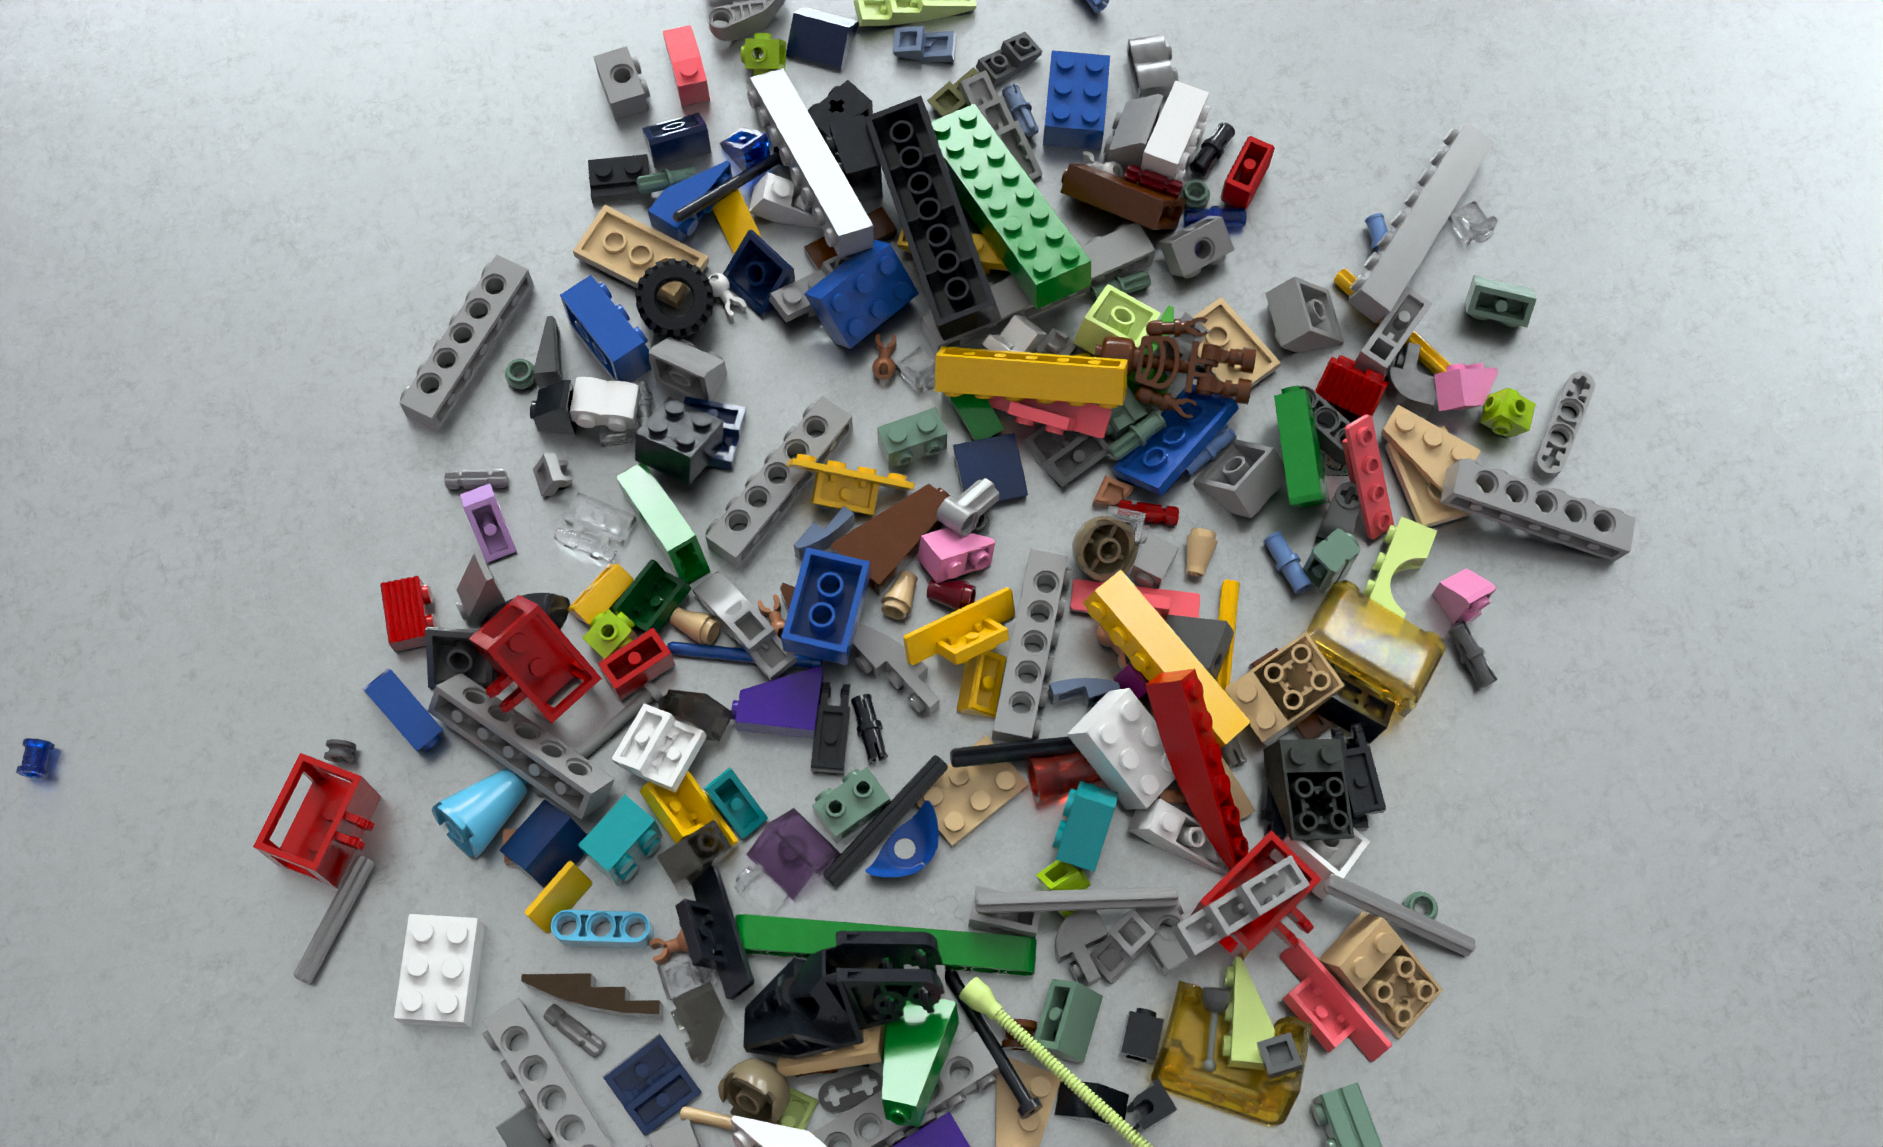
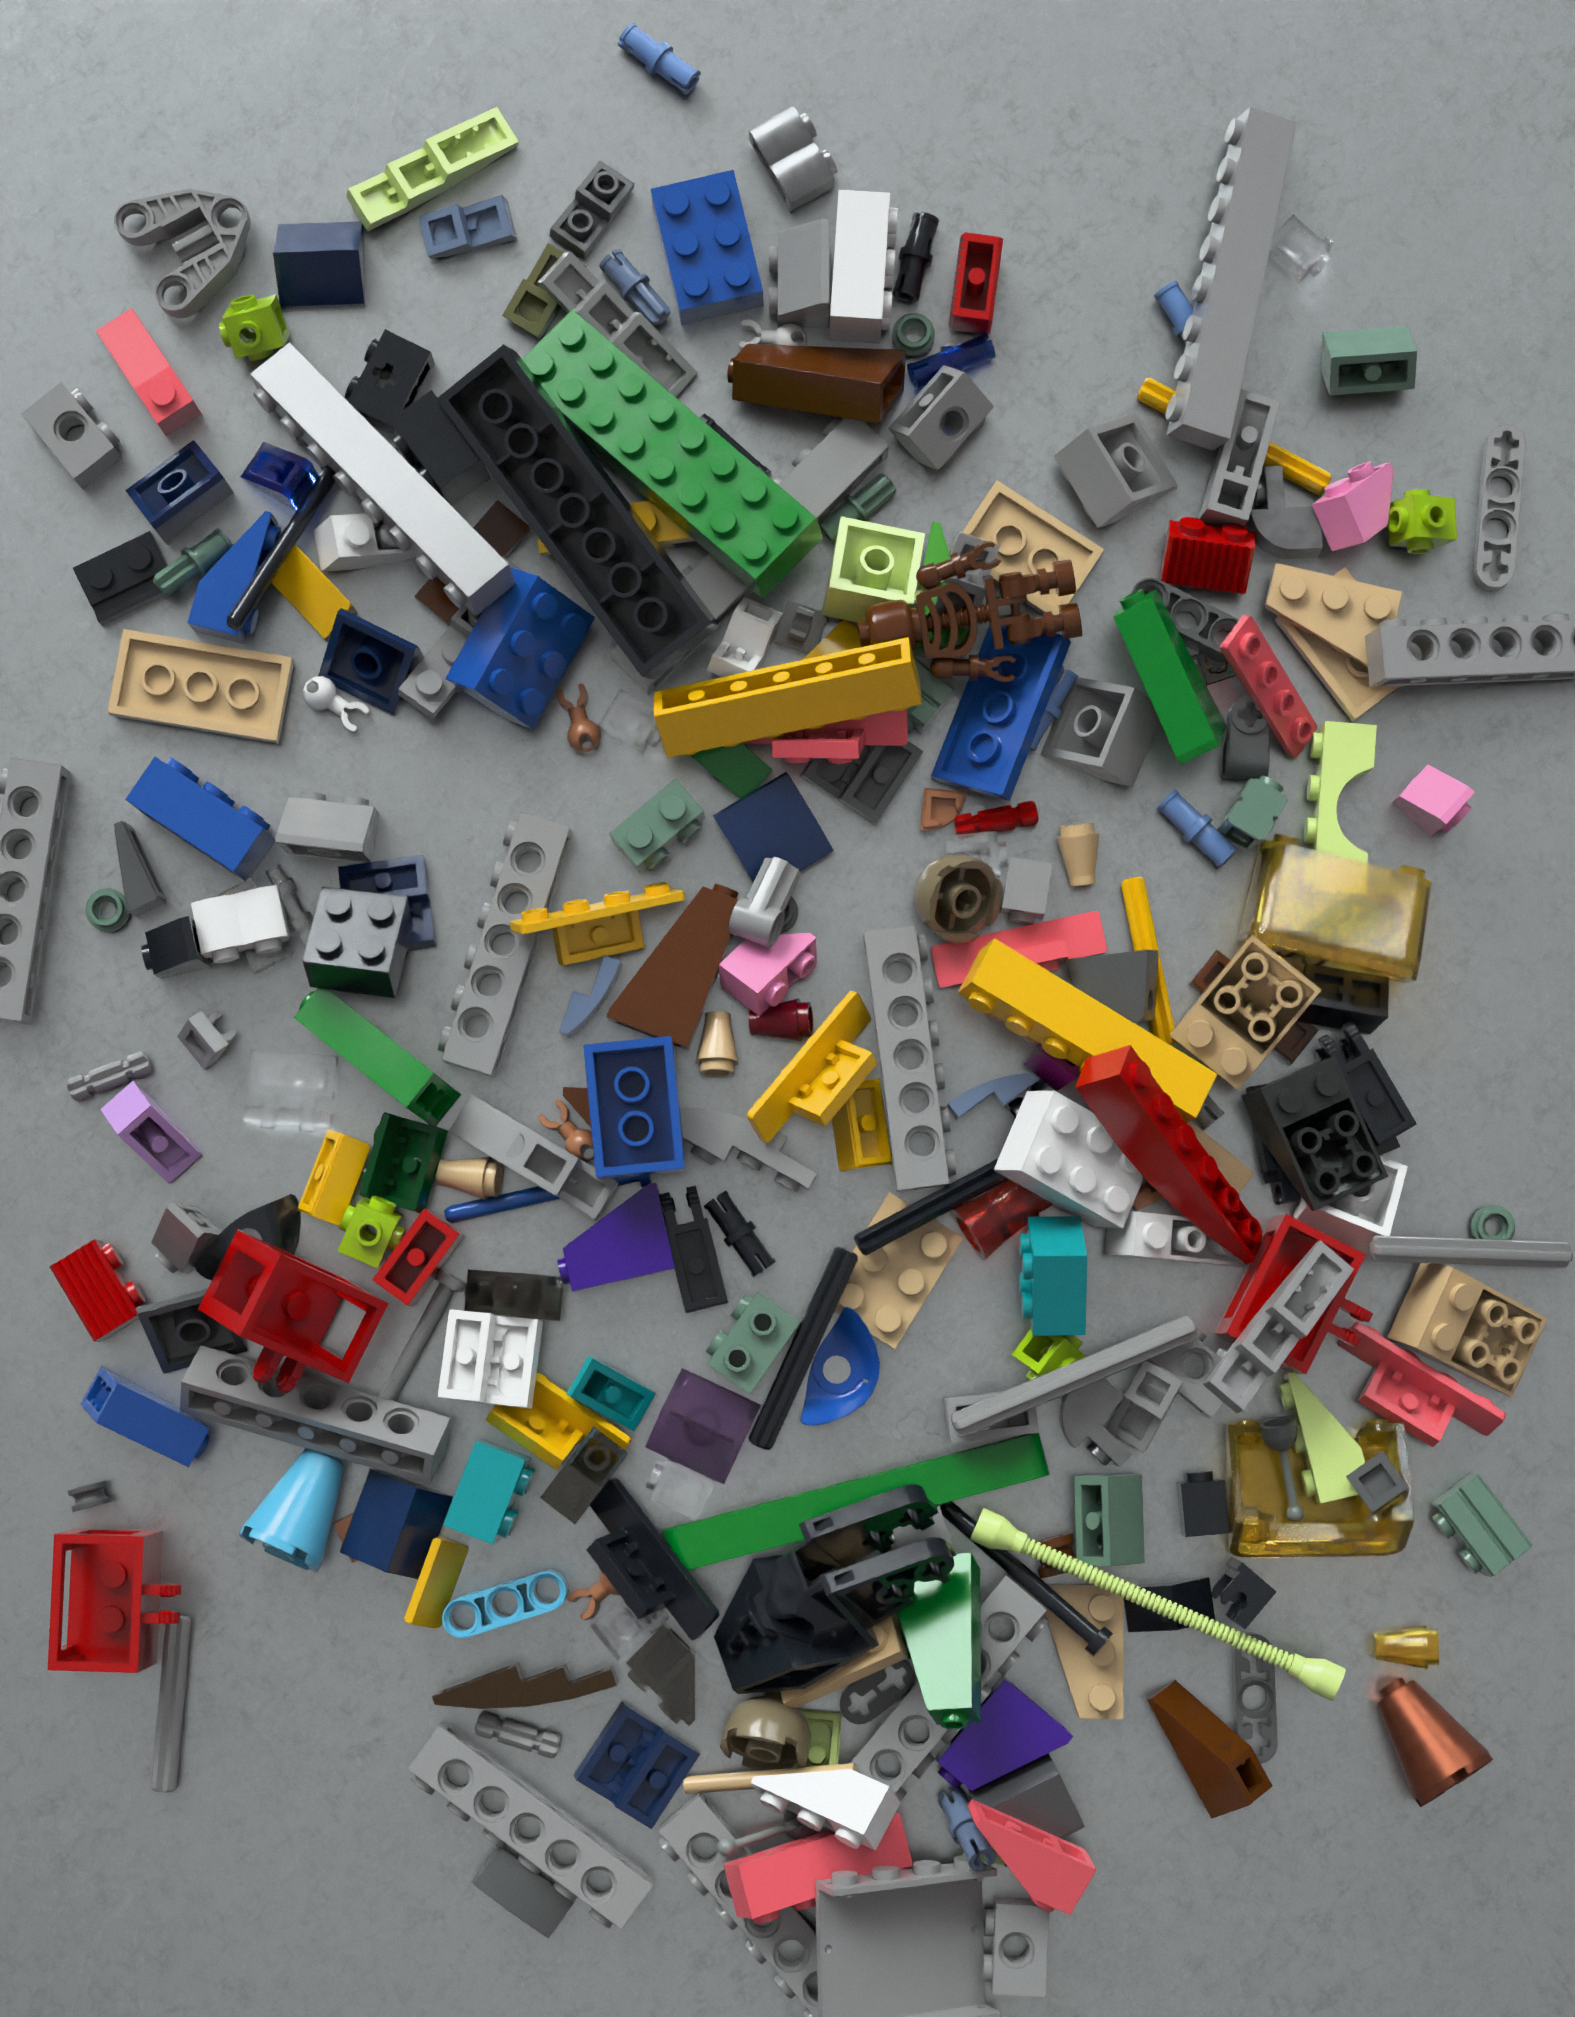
camera: 15 degrees left, 15 degrees up
(439, 971) = (329, 1724): white brick -> none
(668, 272) = (282, 777): black tyre -> none
(1137, 435) = (949, 723): sand green axle -> none
(1153, 180) = (853, 342): dark red axle -> none
(1472, 655) = (1467, 874): dark grey pin -> none

